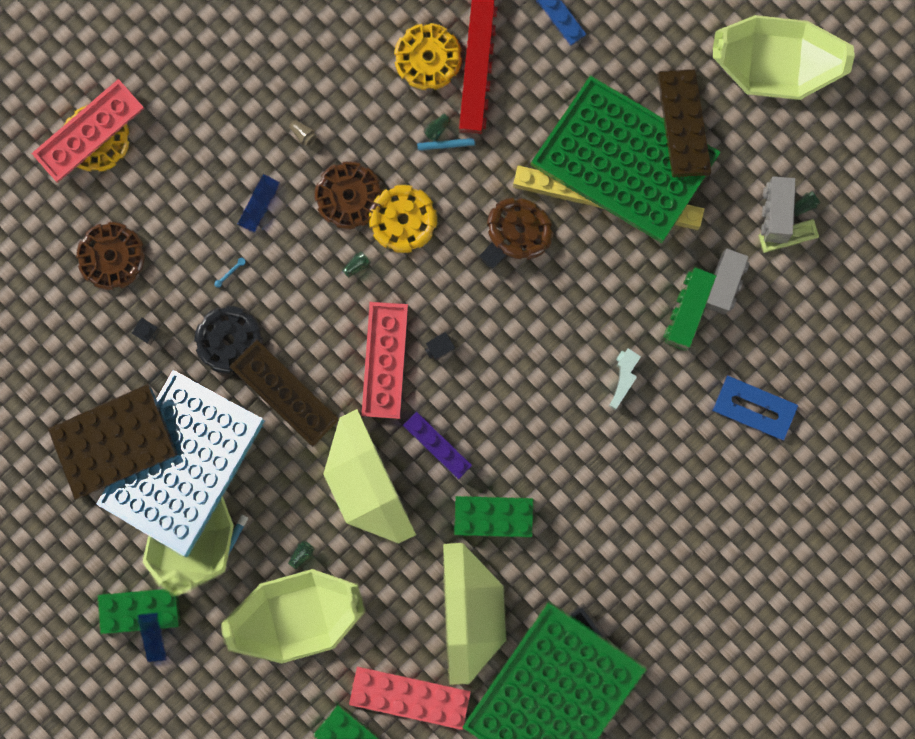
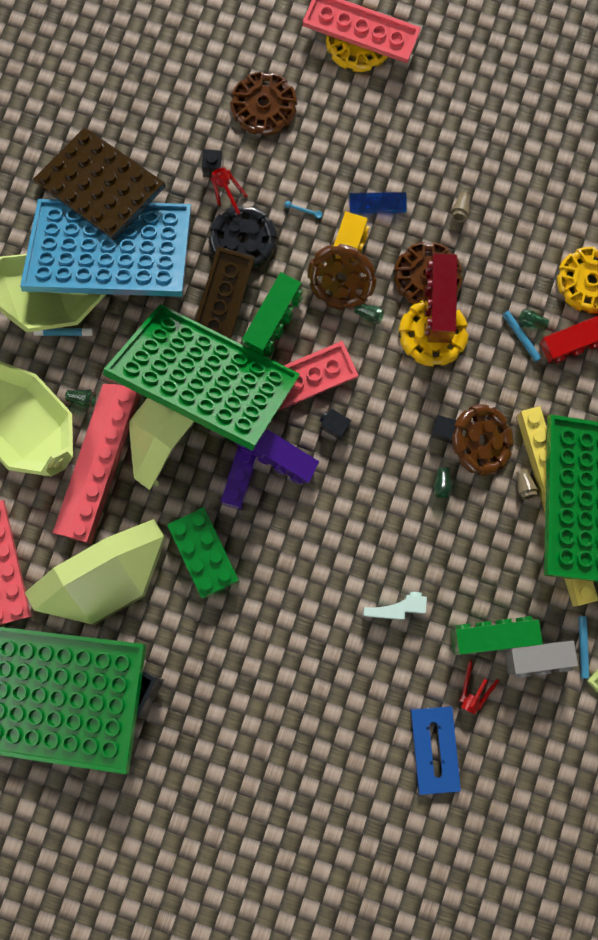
camera: 60 degrees right, 5 degrees down
(167, 330) = (221, 177): none -> red plant
(281, 245) = (352, 232): none -> yellow brick
(315, 347) = (273, 315): none -> green brick
(321, 279) = (333, 283): none -> reddish brown plate
(346, 437) = (203, 376): none -> green plate
(366, 569) = (96, 463): none -> coral slope
(380, 197) = (442, 298): none -> dark red brick
(442, 409) = (284, 457): none -> dark purple brick
(539, 283) = (442, 485): none -> clear green cone
(577, 212) = (526, 486): none -> dark tan cone
(733, 356) = (472, 702): none -> red plant
(736, 240) = (583, 639): none -> dark azure bar

